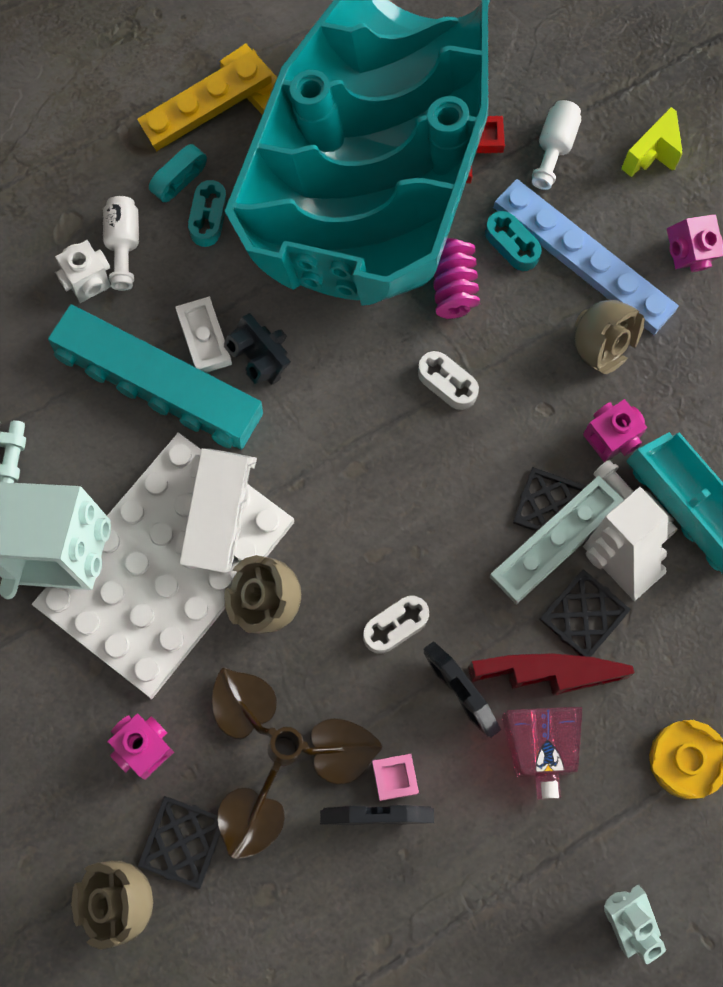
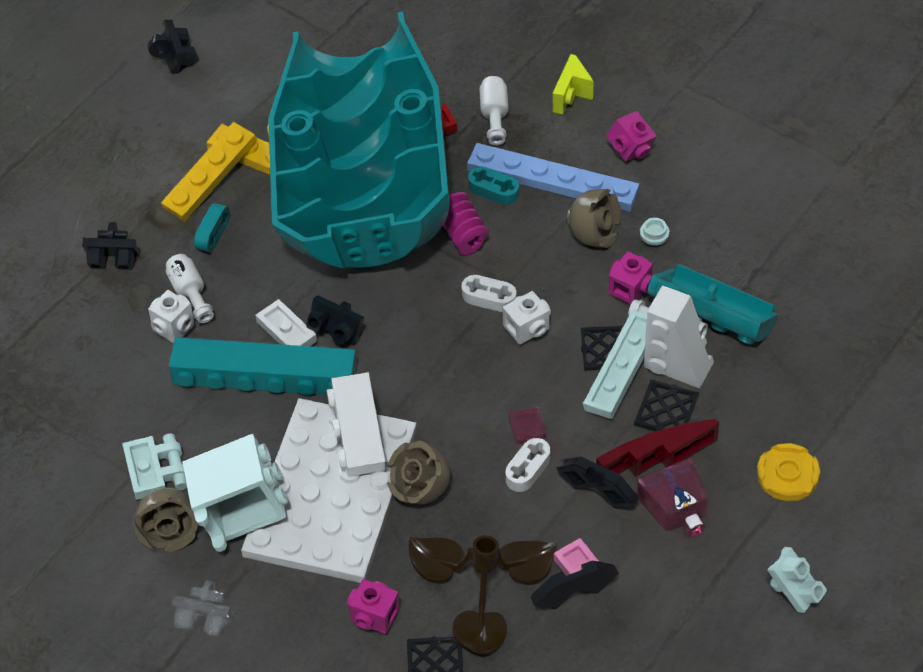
camera: 15 degrees left, 20 degrees down
(42, 154) = (111, 243): none -> black hips
(200, 212) = (252, 246): teal beam -> none
(416, 573) = (527, 424): none -> clear pink plate
(474, 434) = (526, 317): none -> white brick
(669, 376) = (654, 231): none -> light aqua plate

